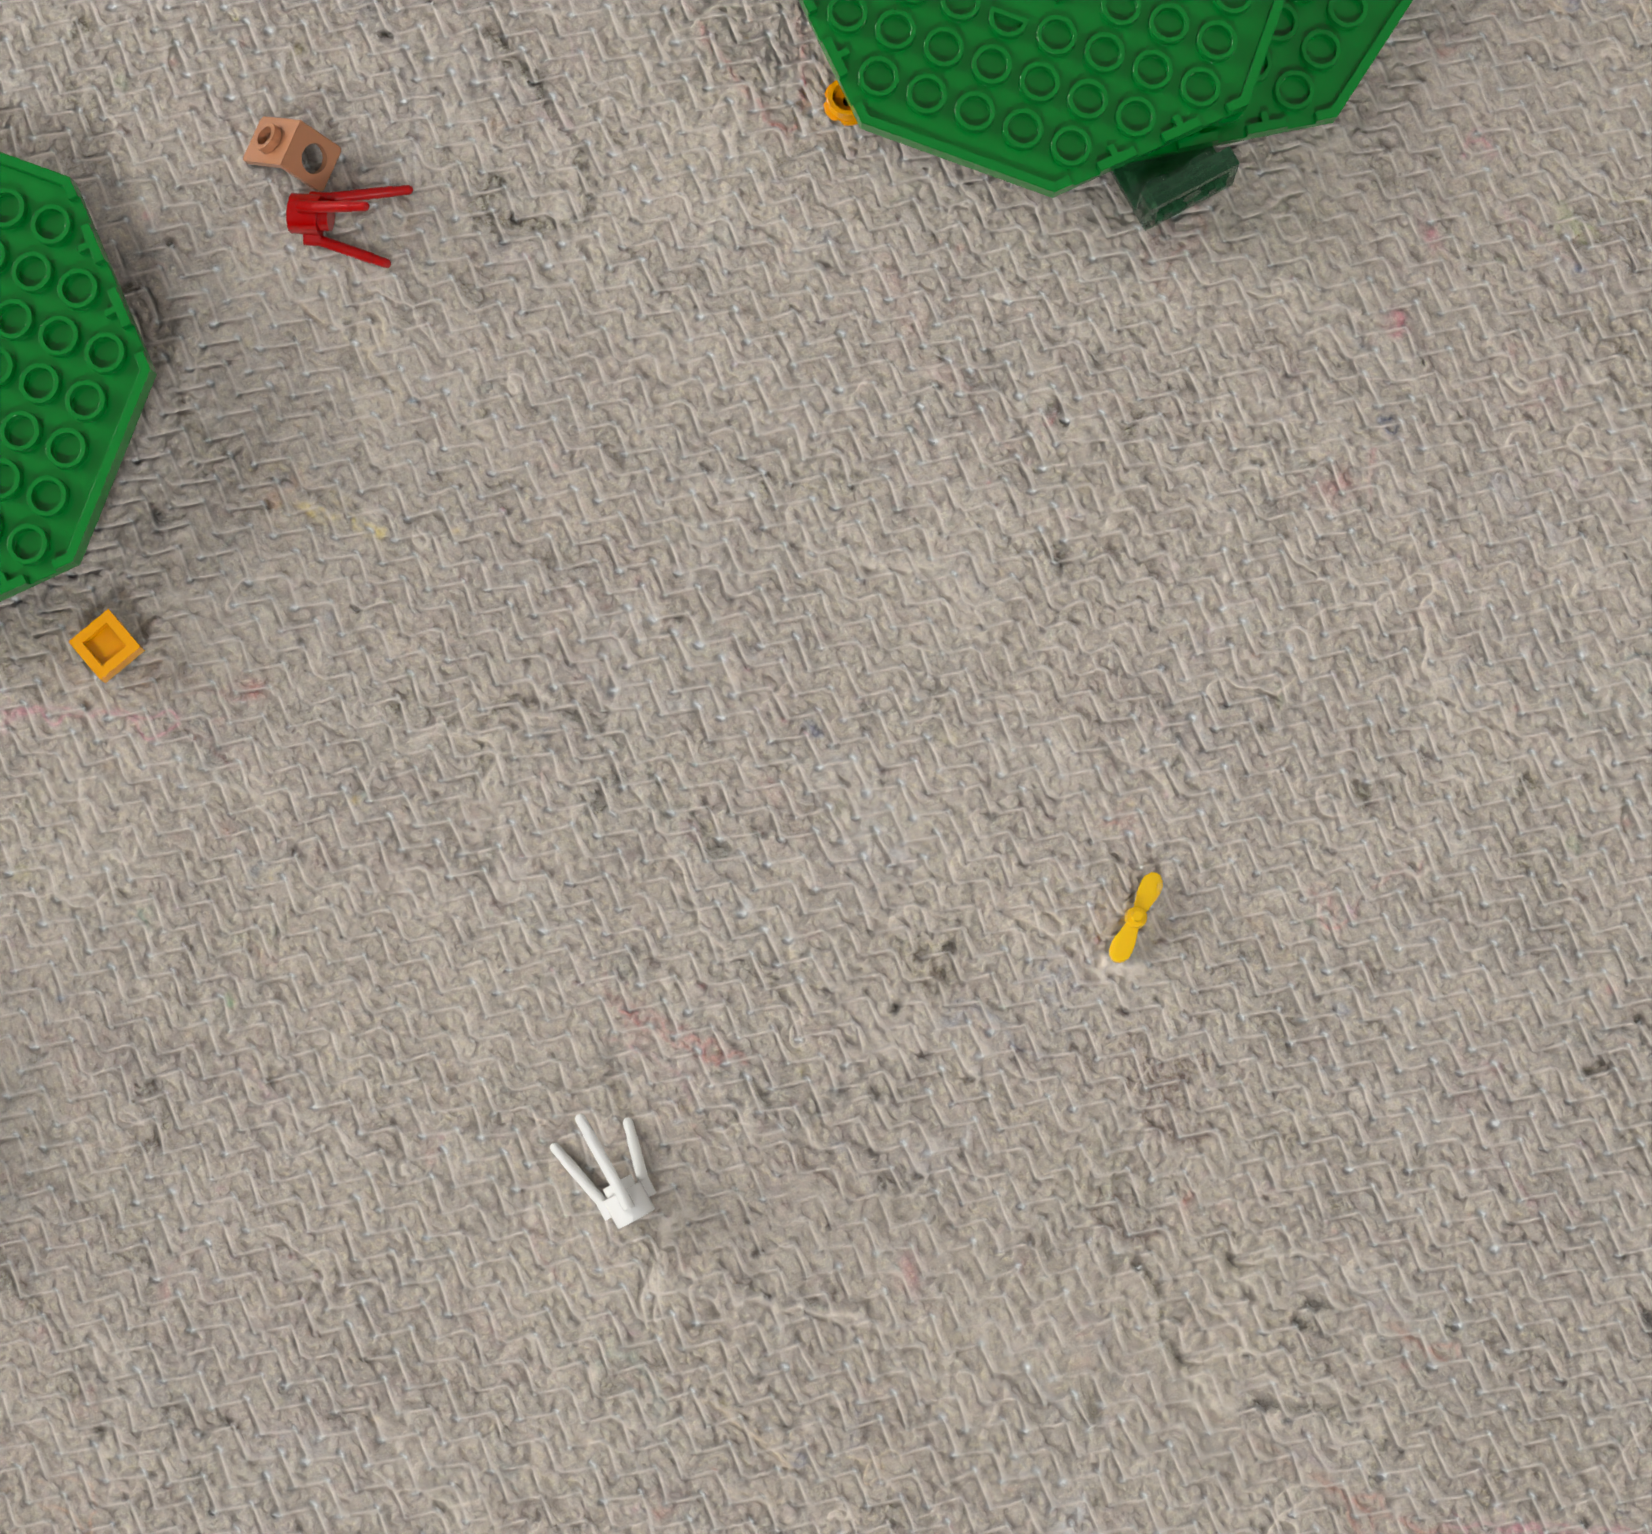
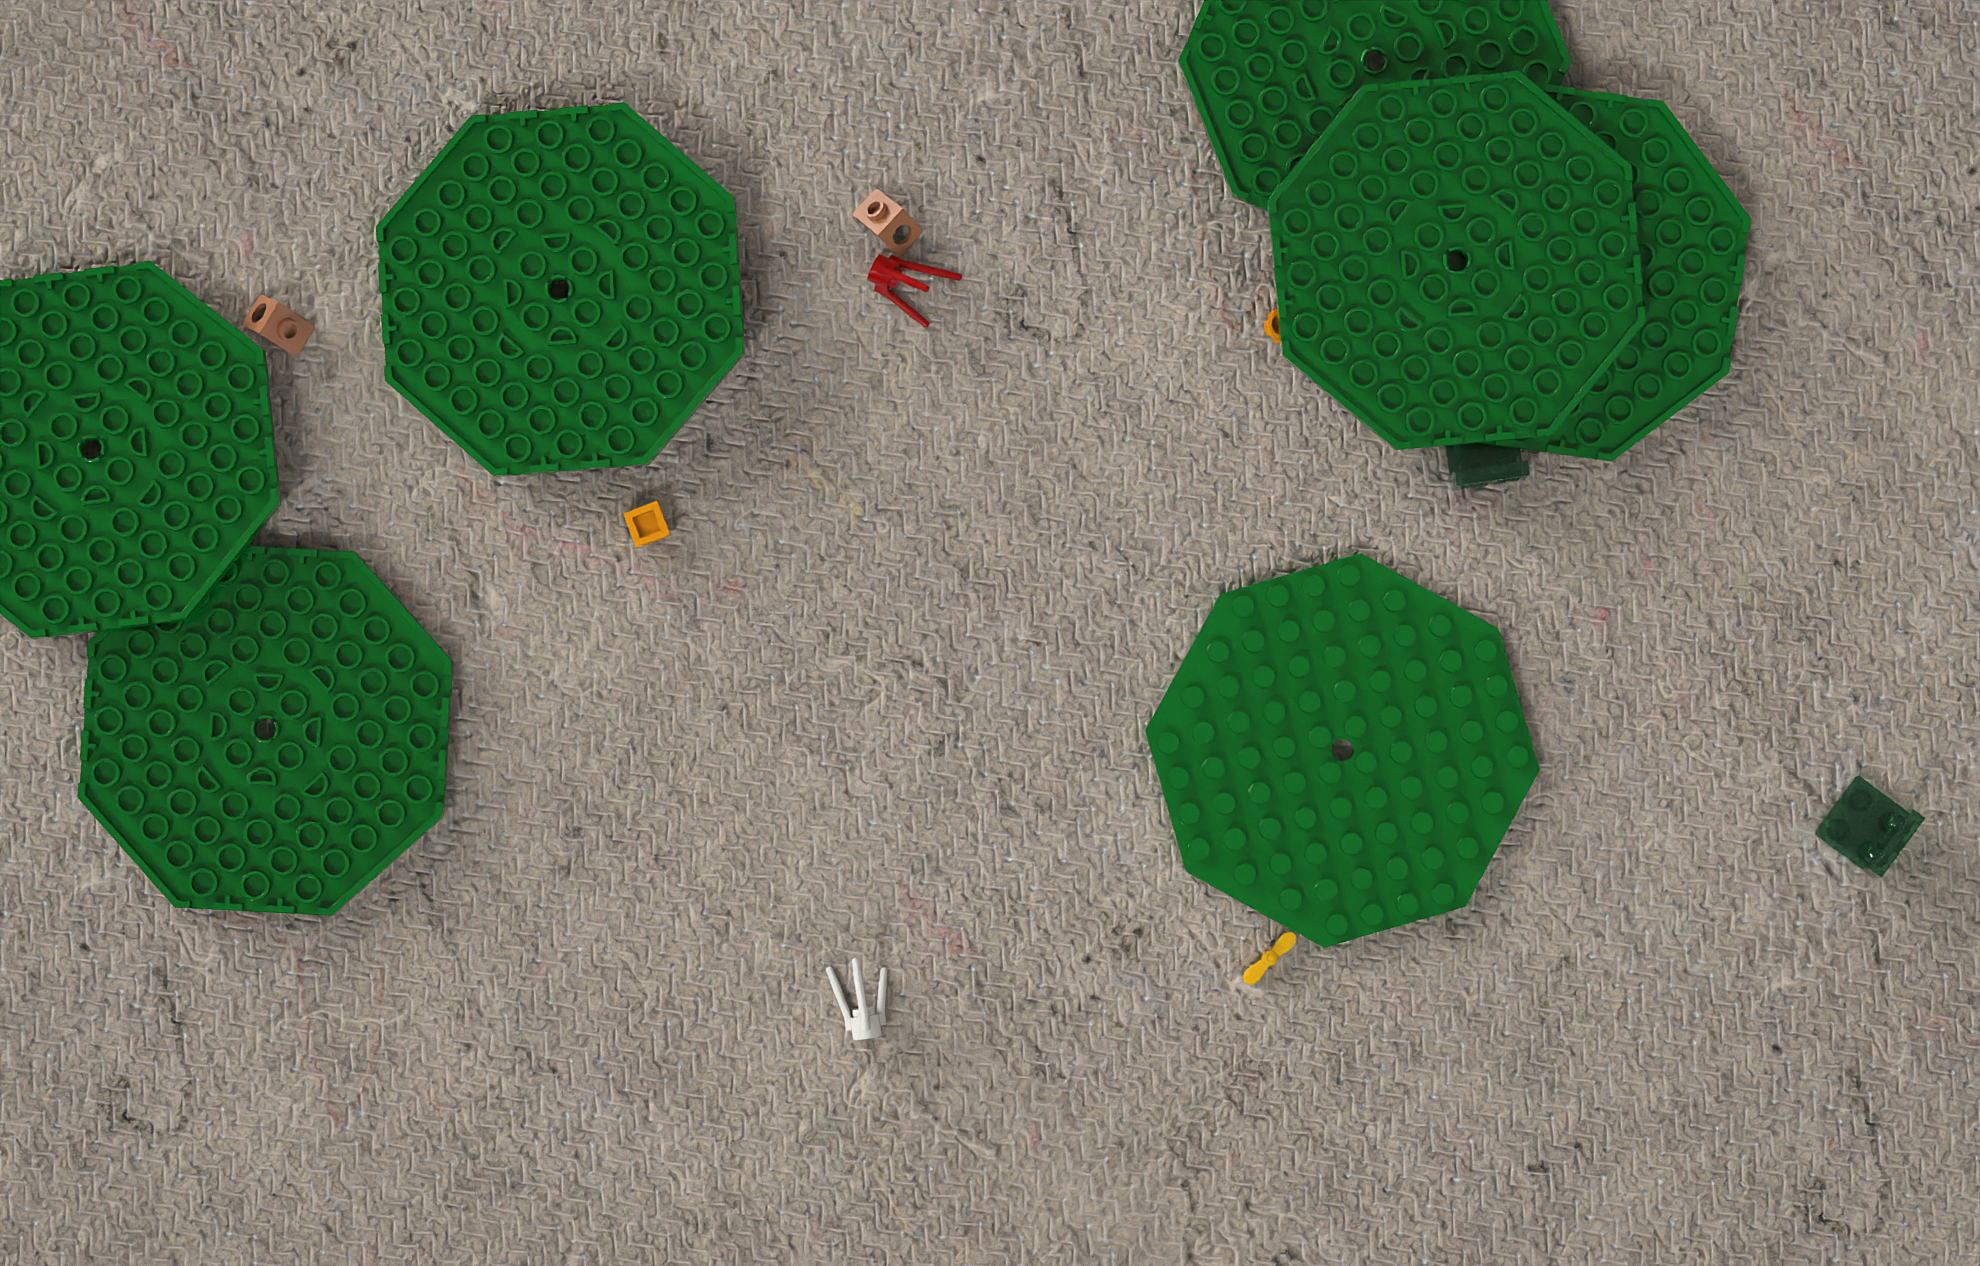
camera: 15 degrees right, 5 degrees up
(1104, 734) = (1430, 768): none -> green plate

